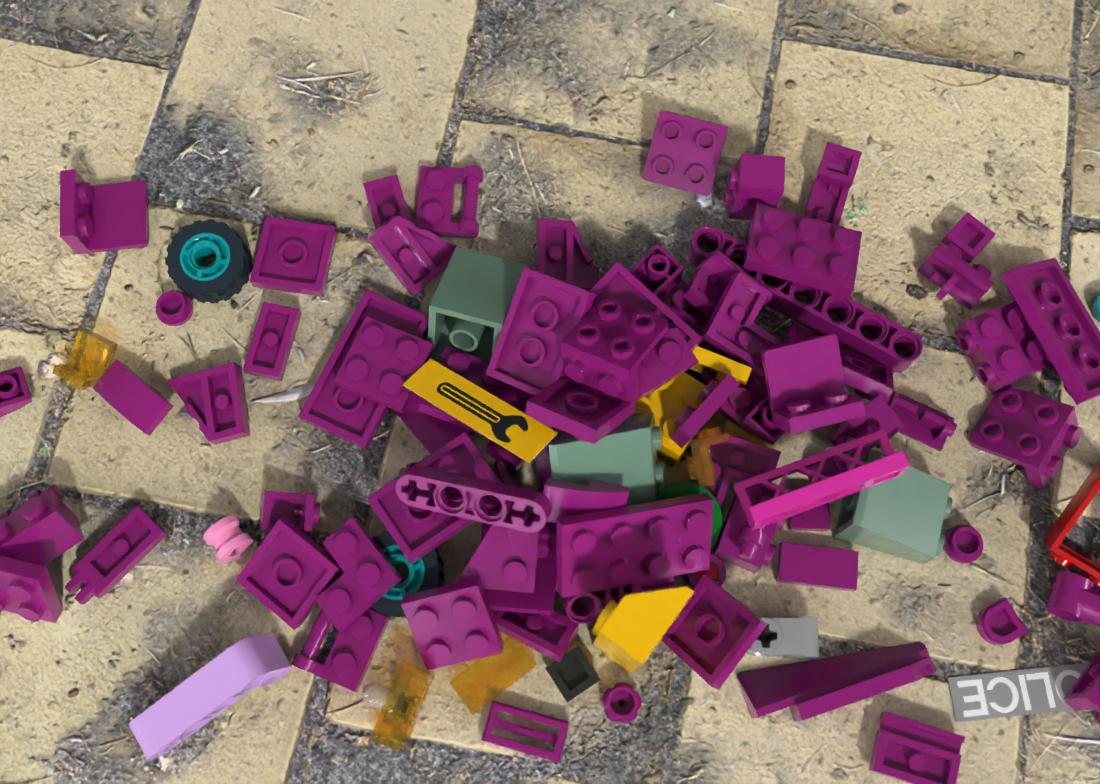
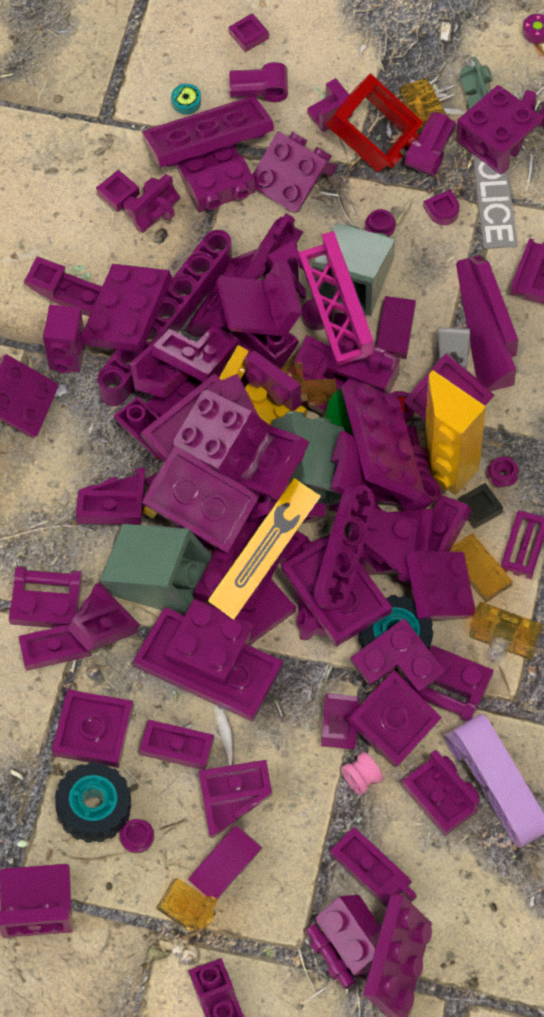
camera: 85 degrees left, 10 degrees down
(198, 630) = (442, 793): none -> magenta bracket

